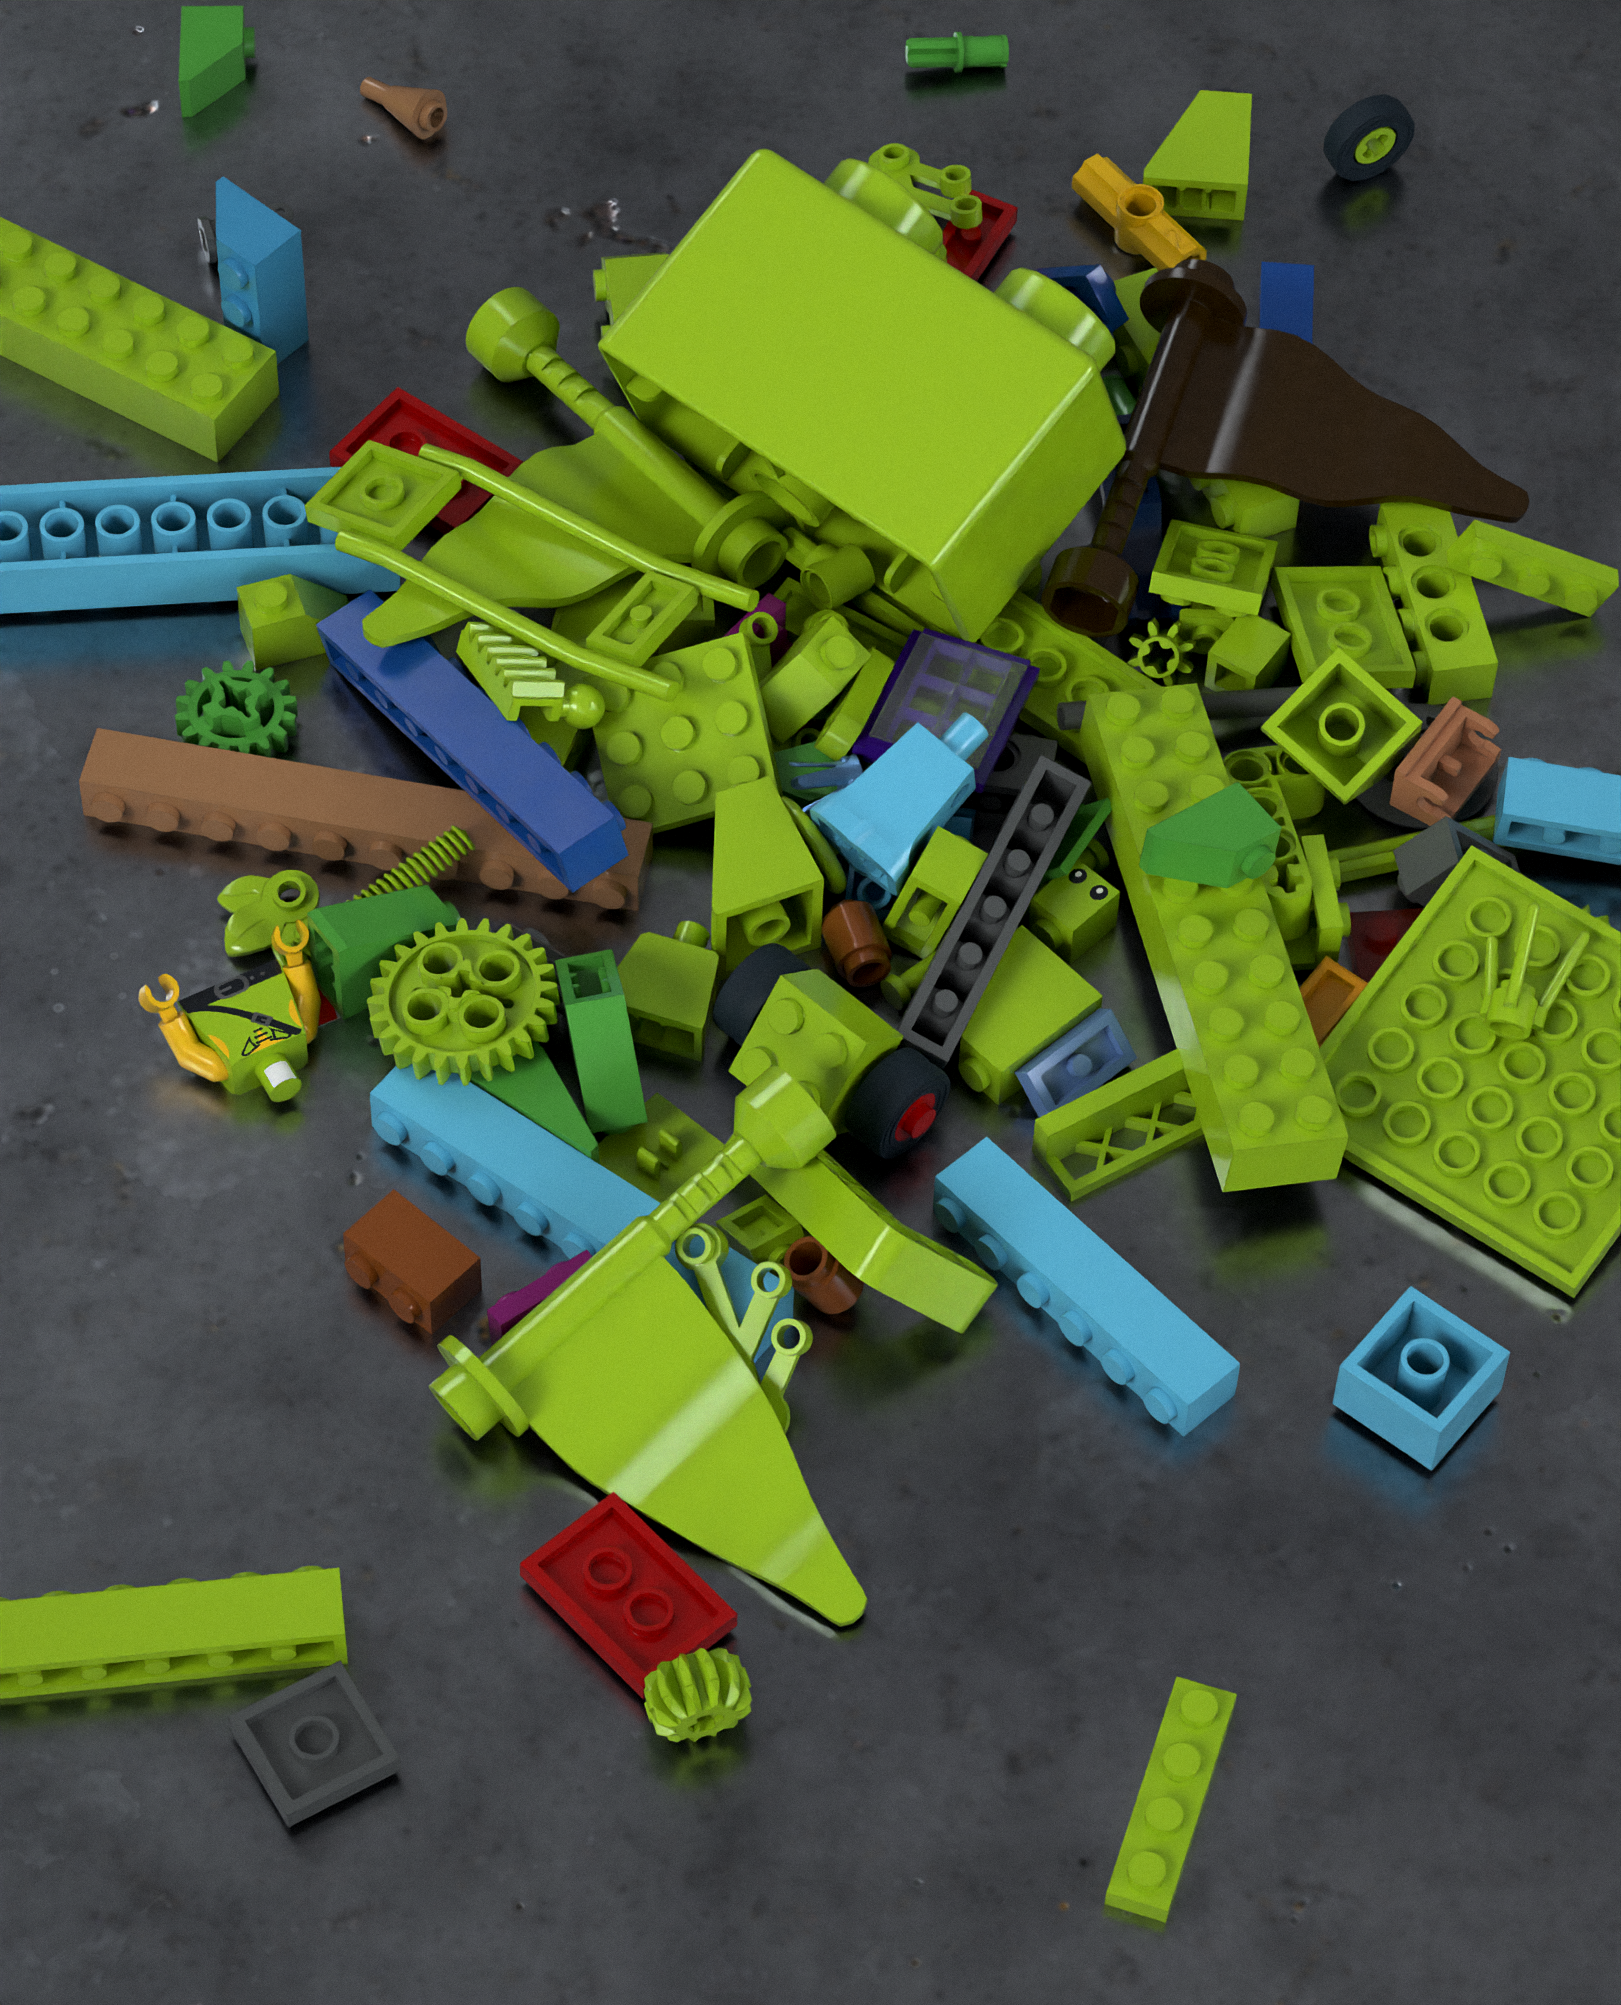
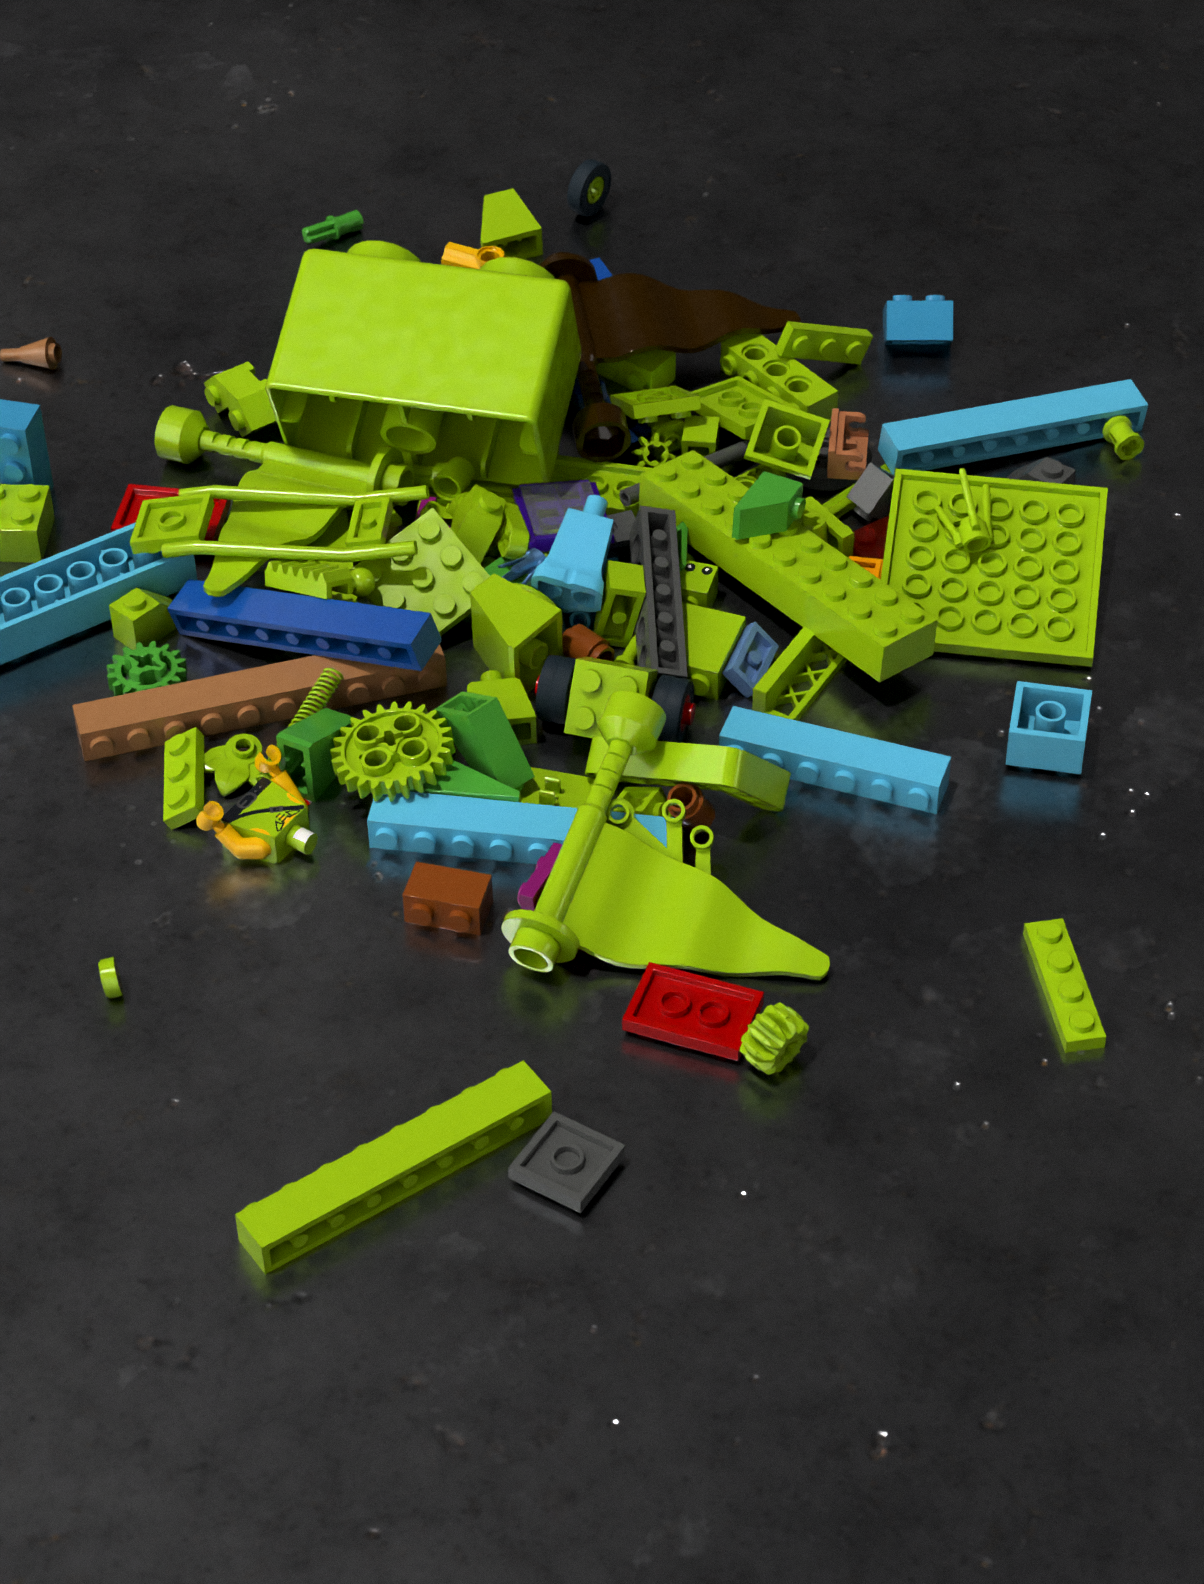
camera: 25 degrees left, 10 degrees down
(186, 906) = (183, 778): none -> lime plate

